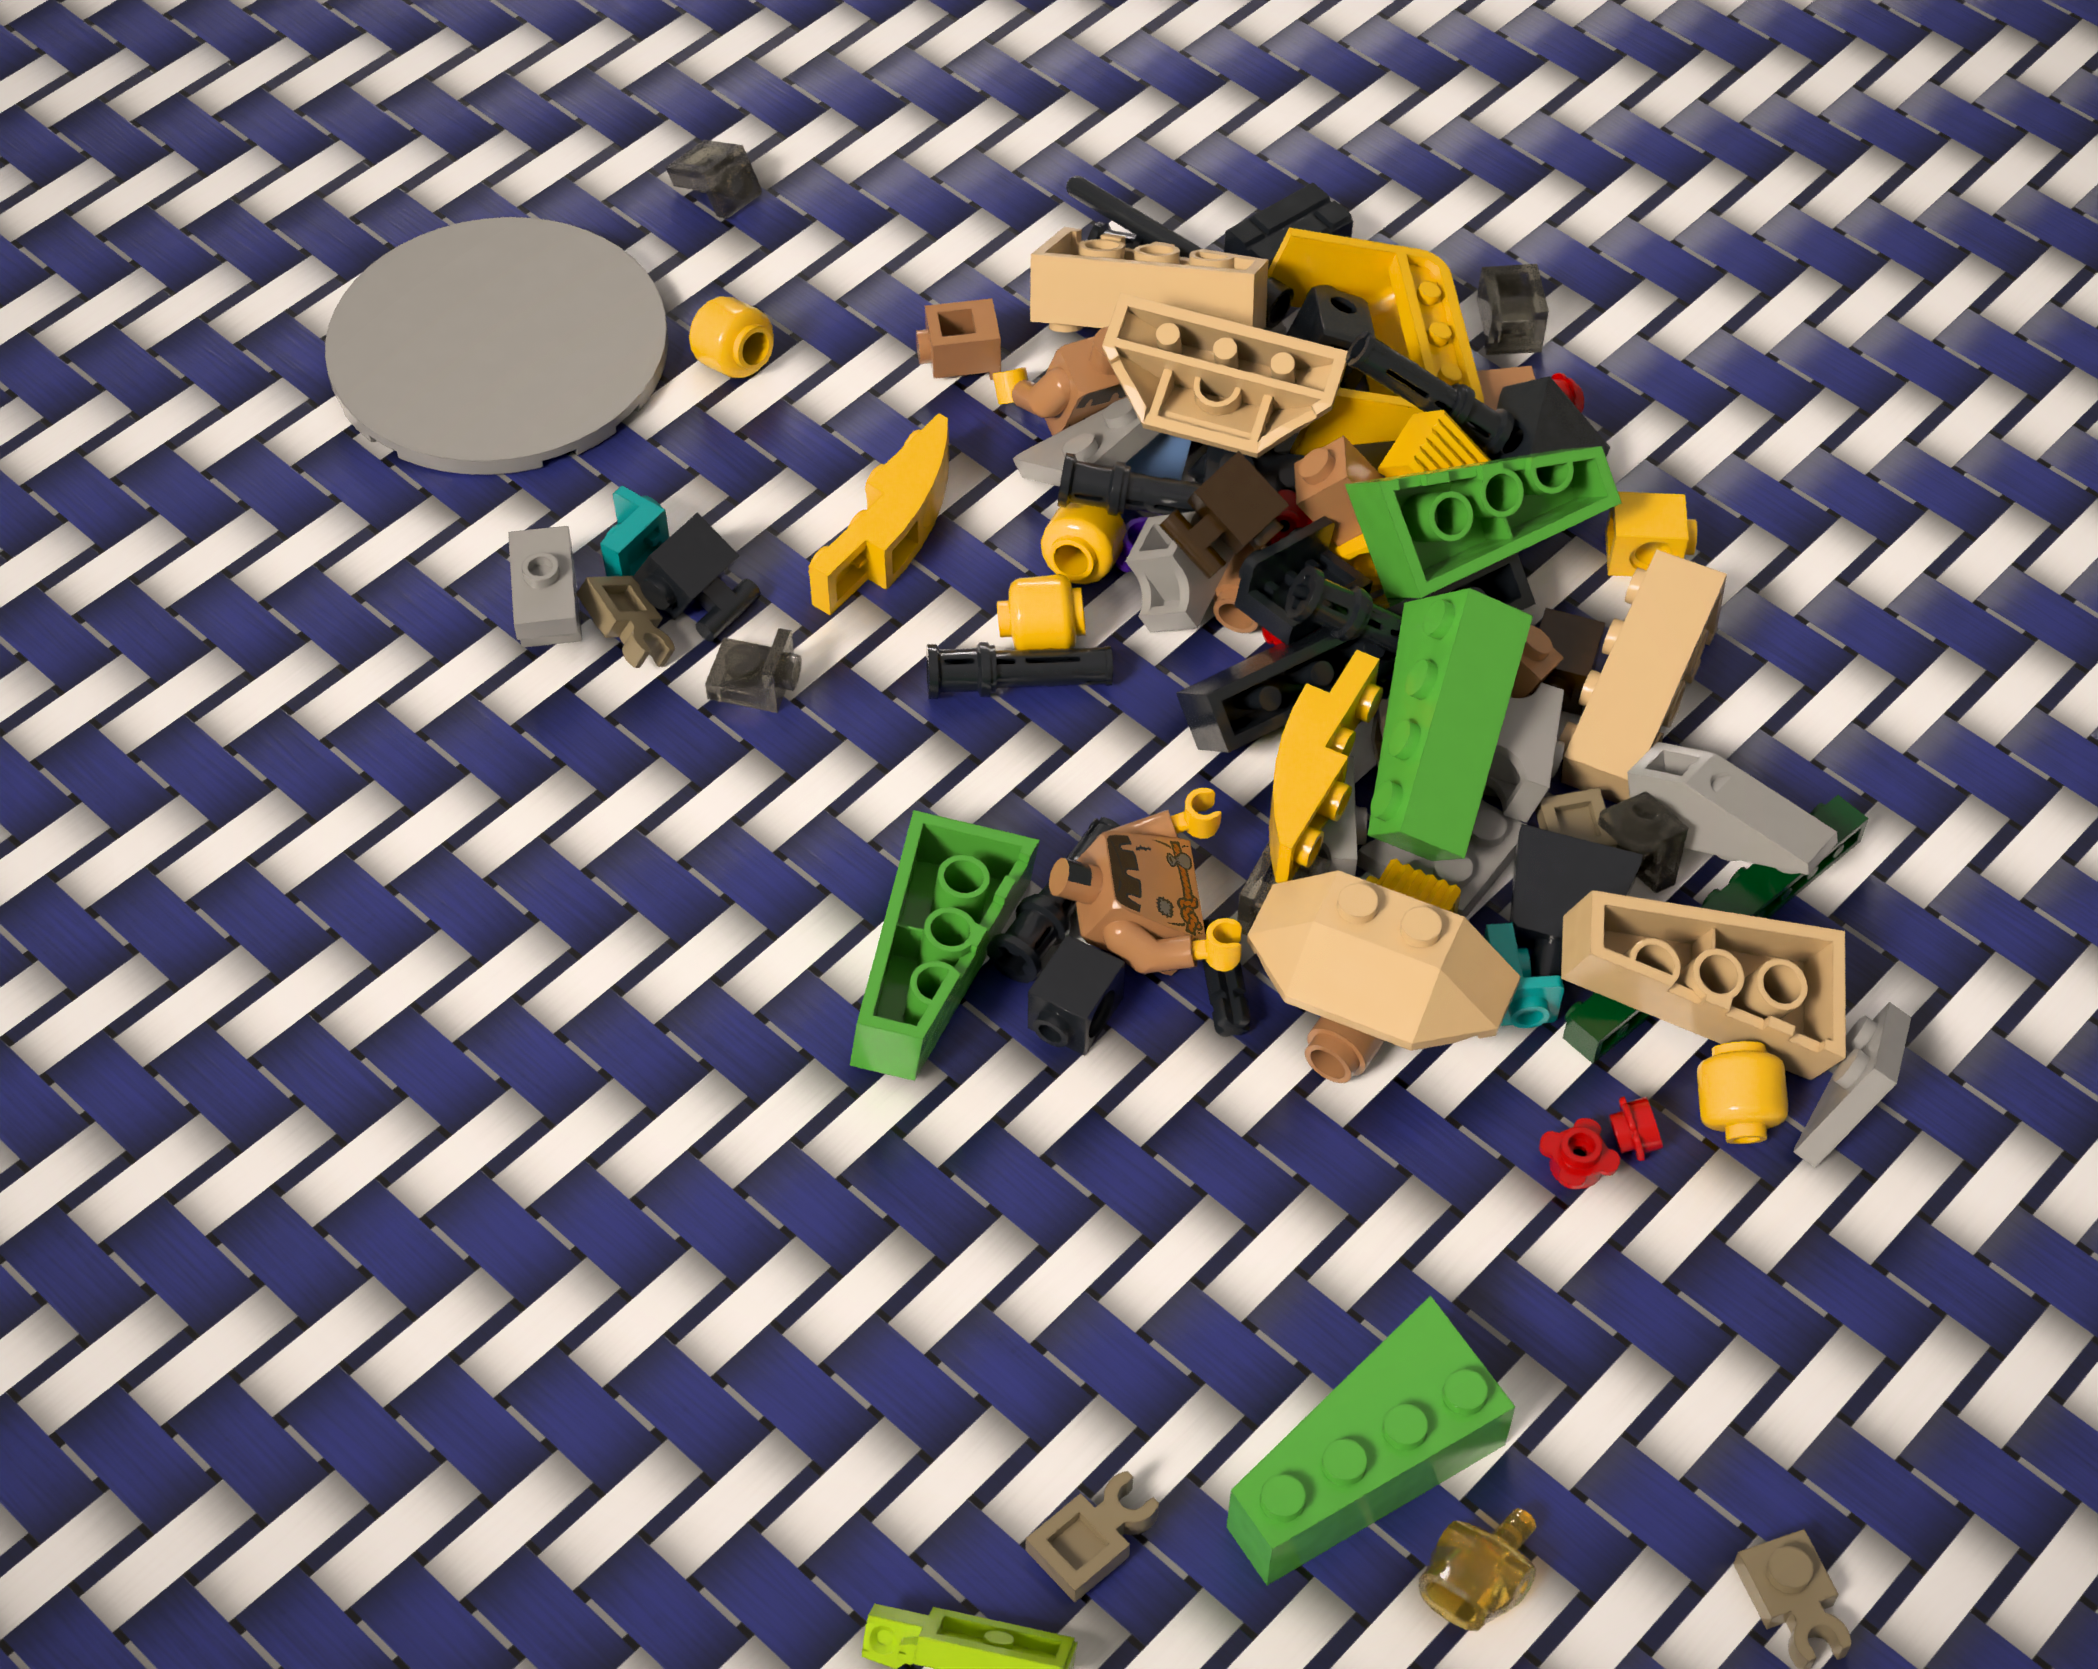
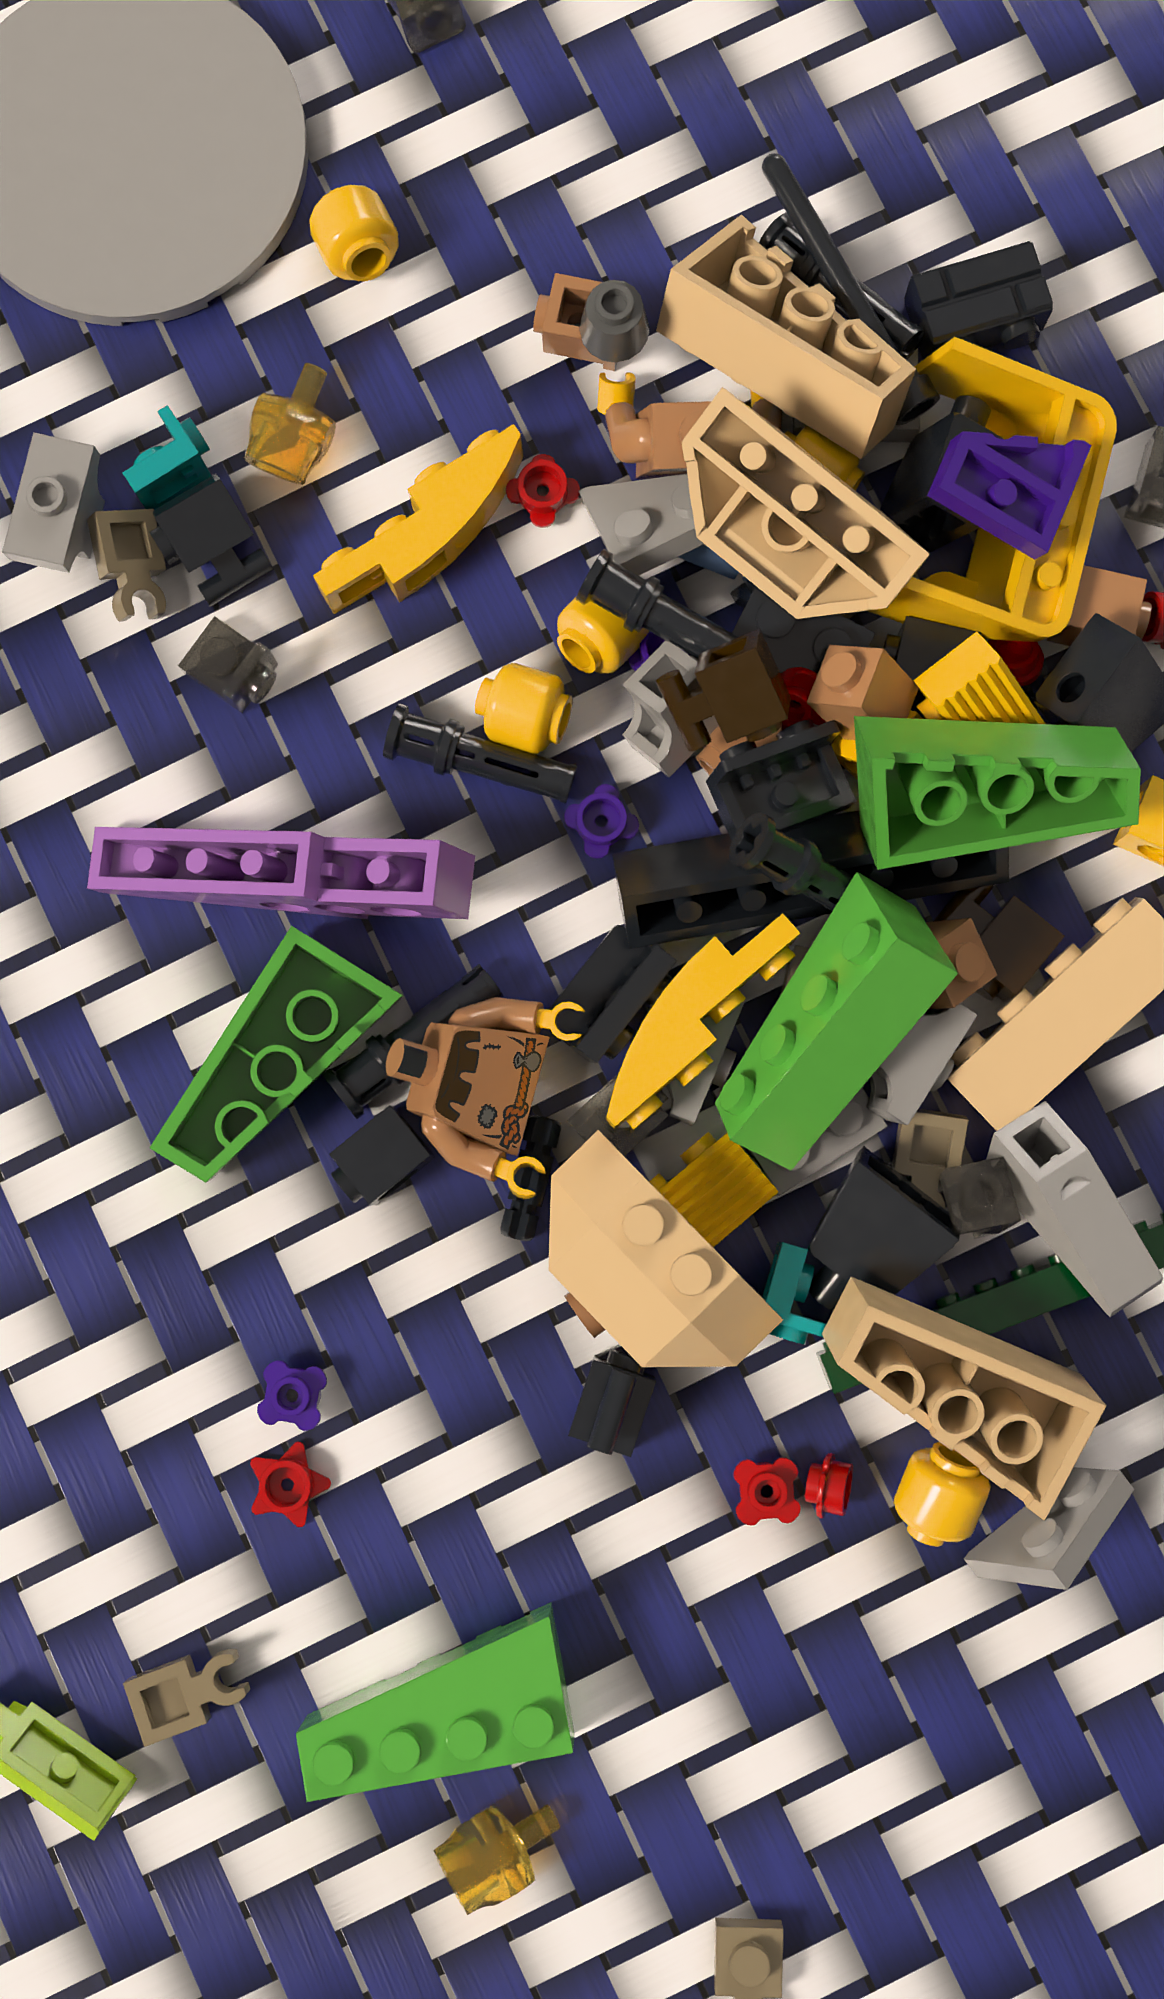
camera: 30 degrees right, 30 degrees up
(732, 491) = (289, 433): none -> clear yellow piece
(867, 792) = (285, 871): none -> medium lavender brick
(980, 467) = (538, 473): none -> red plate
(994, 314) = (614, 322): none -> dark grey hat
(1080, 1248) = (308, 1386): none -> dark purple plate
(1114, 1302) = (274, 1497): none -> red plate
(1151, 671) = (602, 803): none -> dark purple plate
(1236, 791) = (611, 991): none -> black bracket
(1396, 313) = (1010, 485): none -> dark purple wing
(1397, 1121) = (613, 1404): none -> black brick
(1430, 393) = (1018, 637): black pin -> none

